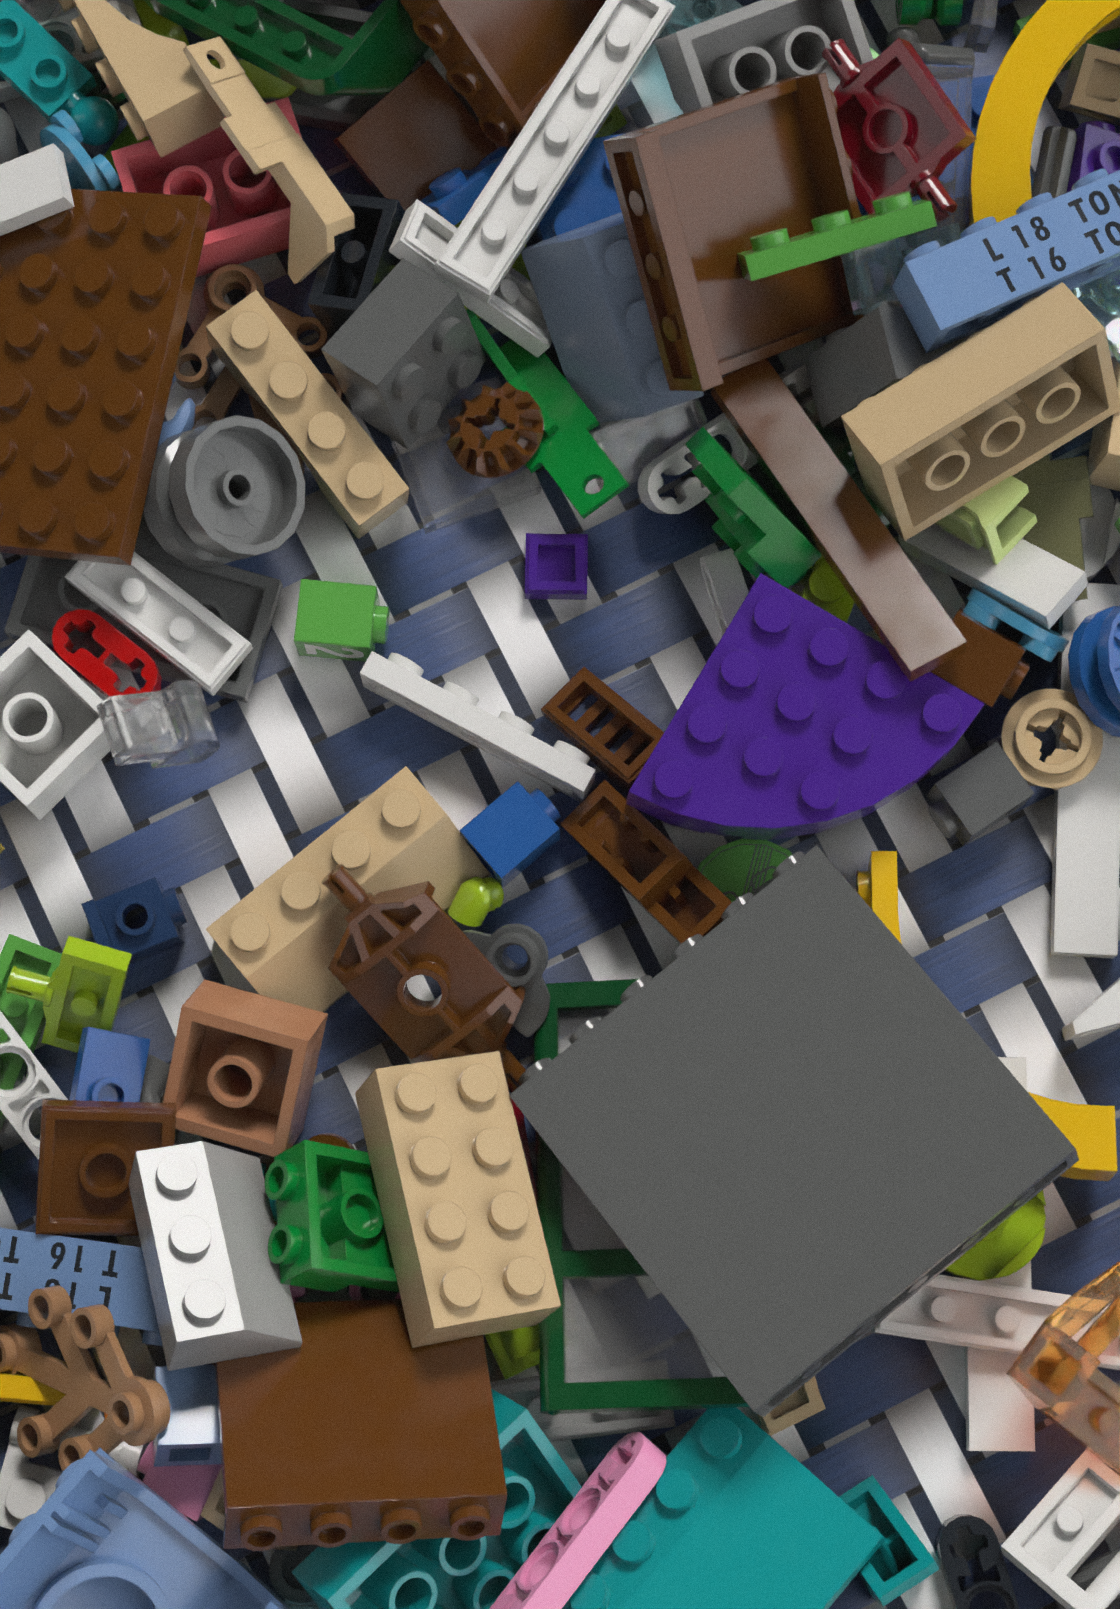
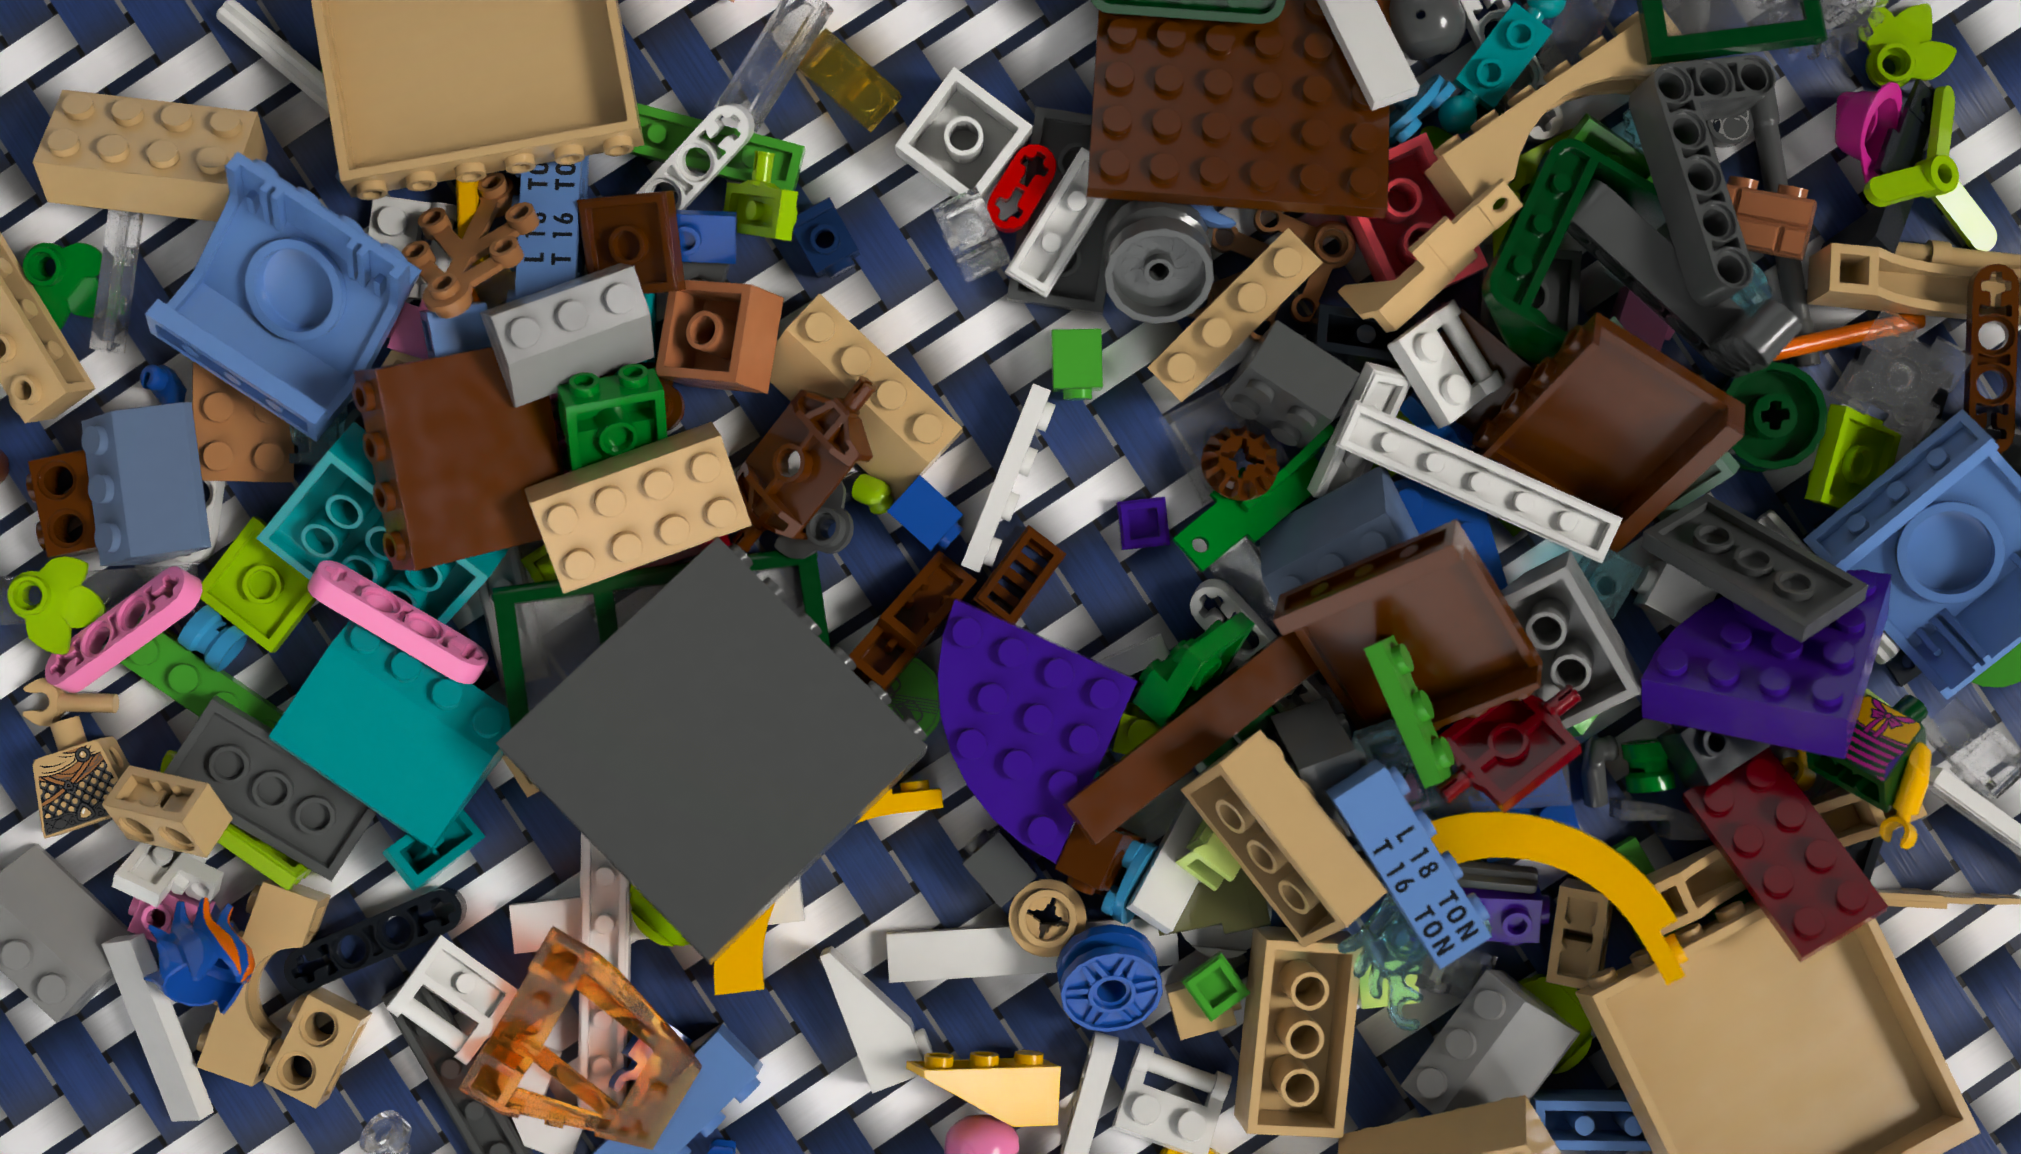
camera: 85 degrees right, 10 degrees up
(409, 174) = (1435, 371): none -> white plate

